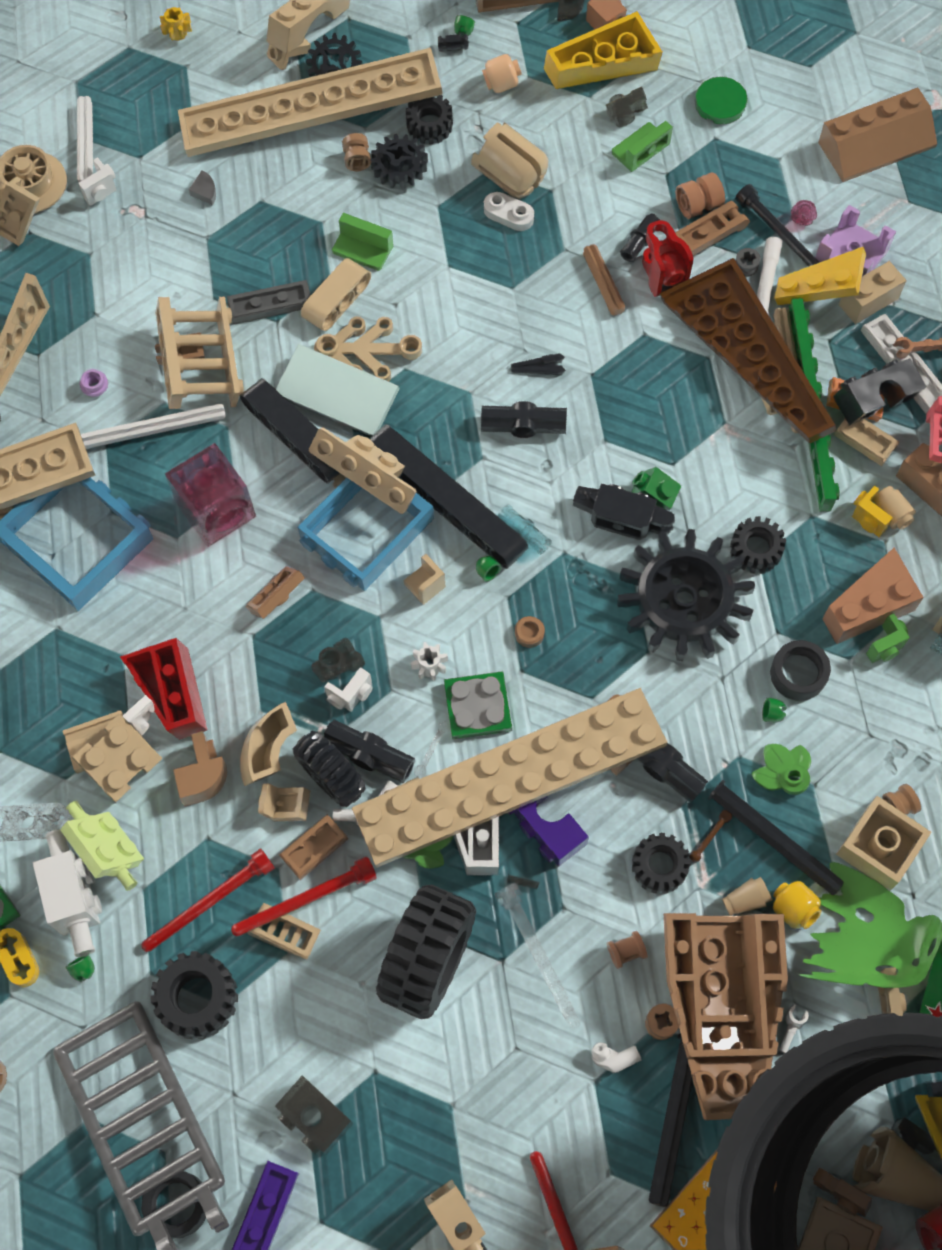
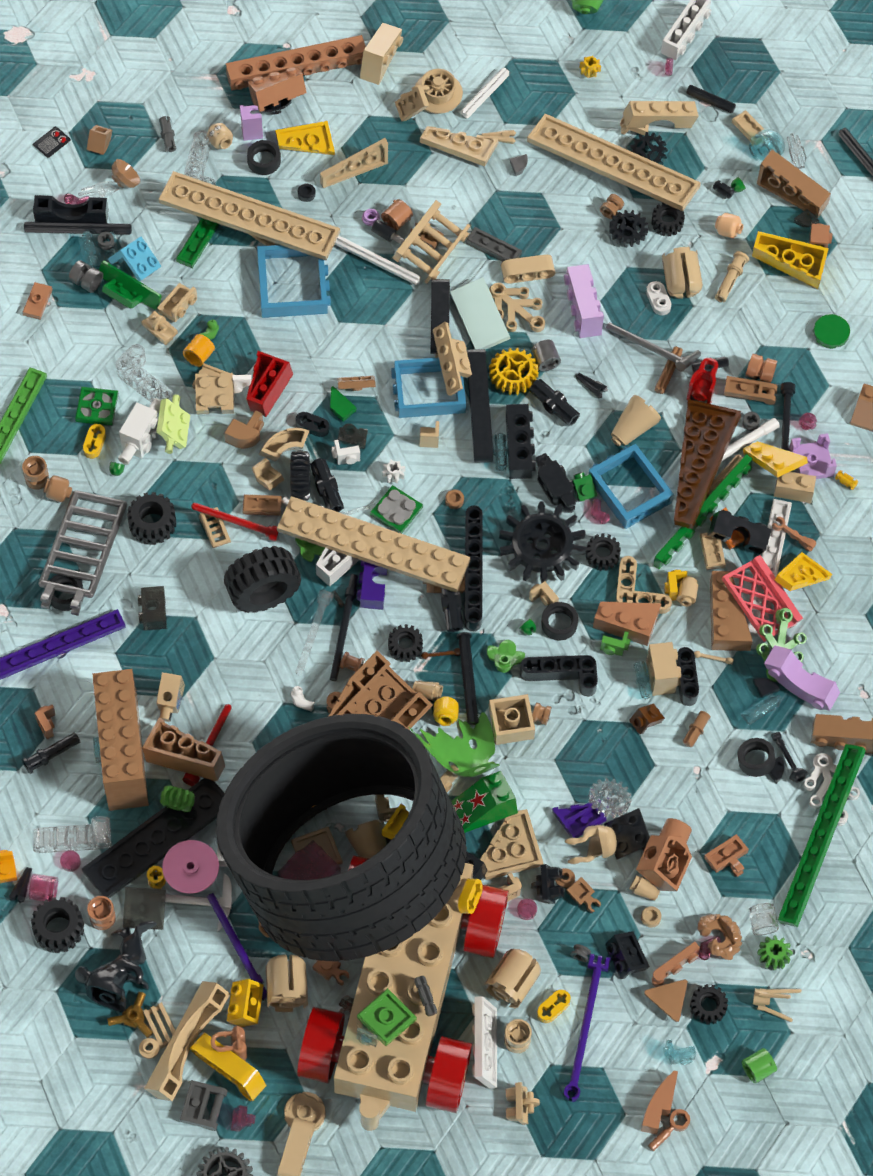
camera: 40 degrees right, 5 degrees down
(29, 1069) = (57, 488): none -> medium nougat head
(33, 684) = (212, 329): none -> bright green arm
(41, 720) = (198, 350): none -> light orange piece
(99, 184) = (469, 121): white bracket -> none
(123, 354) = (397, 214): none -> nougat piece
(130, 384) = (386, 232): none -> black piece
(131, 213) = (471, 148): none -> tan wing
(151, 175) = (504, 136): none -> tan piece
(211, 494) = (368, 312): clear pink brick -> none
(257, 865) = (230, 491): red piece -> none
(275, 695) = (312, 424): none -> black beam
(282, 636) = (341, 405): none -> green tile
(363, 242) = (567, 253): bright green panel -> none
(438, 278) = (584, 301): none -> lavender wedge
(452, 433) = (516, 365): none -> yellow gear
(460, 373) = (546, 355): none -> flat silver piece
(488, 568) = (465, 455): green hinge -> none
(532, 861) = (350, 595): none -> black bar
(557, 117) = (734, 270): none -> tan pin
(561, 530) = (519, 467): none -> black brick
(614, 256) = (680, 362): none -> flat silver bar
(622, 108) = (773, 292): clear smoke plate -> none
(635, 364) = (634, 421): none -> tan cone
(635, 679) = (476, 559): none -> black beam
(643, 145) = (764, 320): bright green panel -> none
(699, 475) = (644, 510): none -> dark azure window
(701, 506) = (597, 514): none -> clear pink arm
(755, 651) = (544, 592): none -> tan bracket
(833, 565) = (628, 591): none -> tan beam
(848, 1197) = (339, 836): medium nougat plate -> none
(863, 731) = (559, 673): none -> black beam
(866, 1112) = (383, 808): none -> tan bracket
(909, 242) = (846, 479): none -> yellow piece

